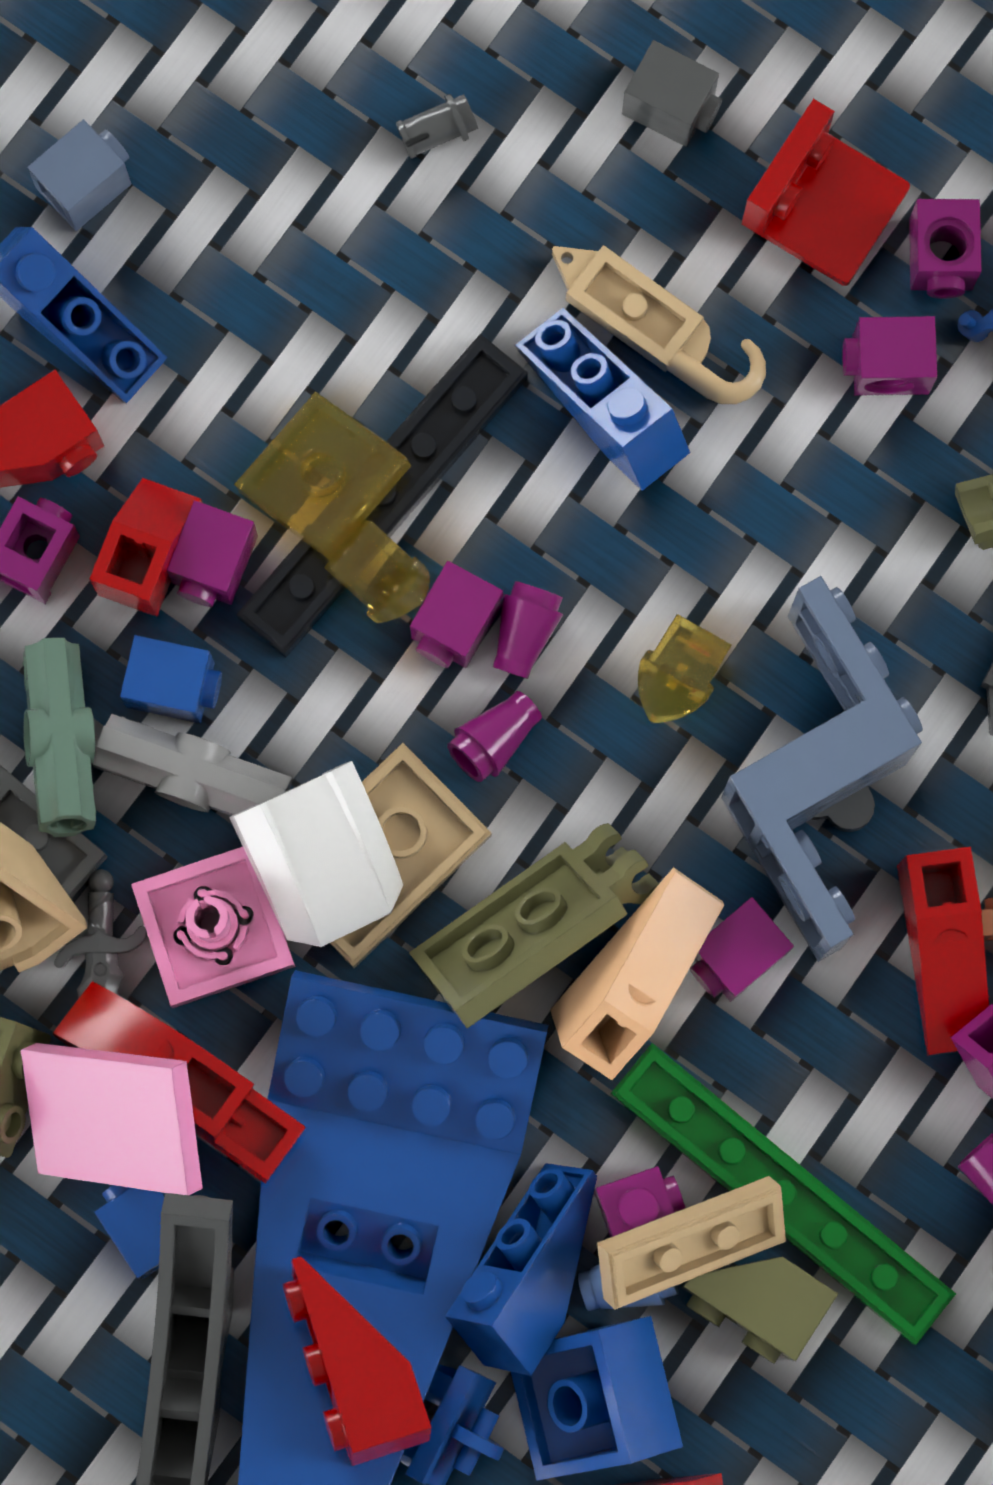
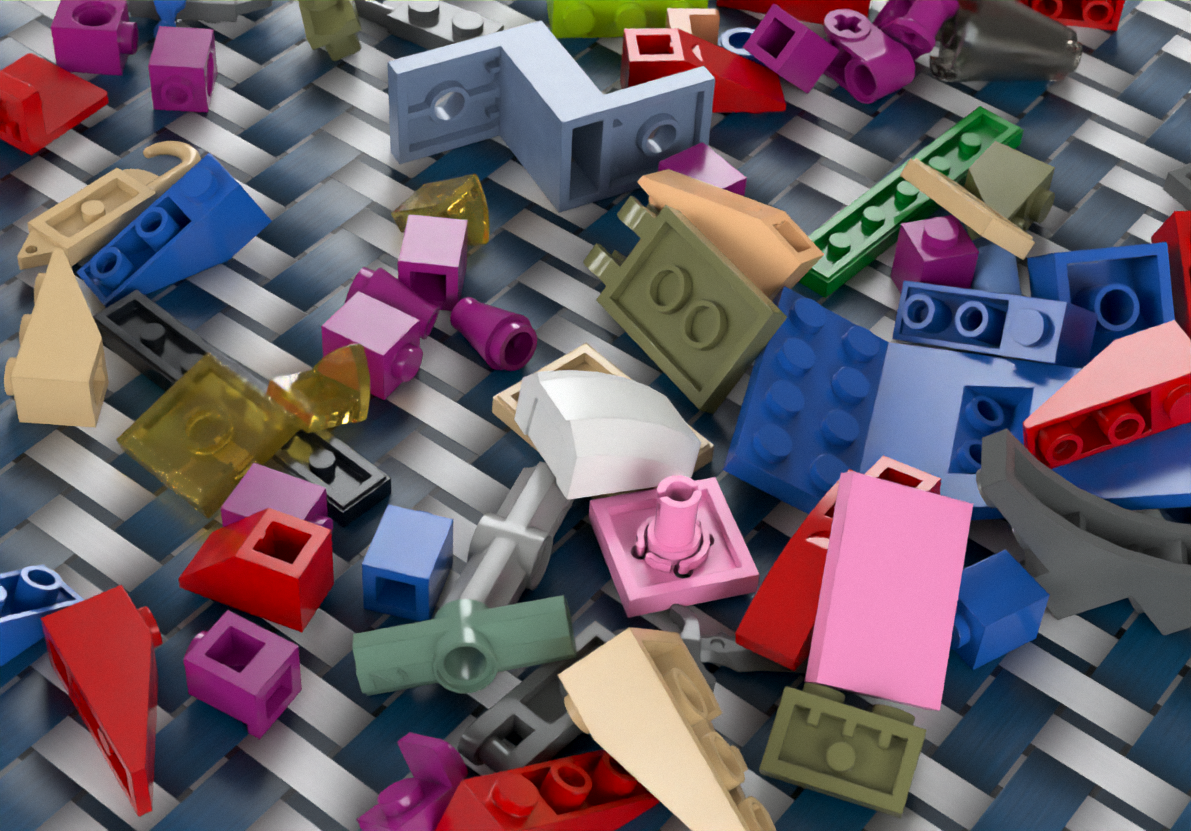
camera: 90 degrees left, 35 degrees down
(415, 321) = (61, 355): none -> tan slope
(593, 665) = (434, 258): none -> brick

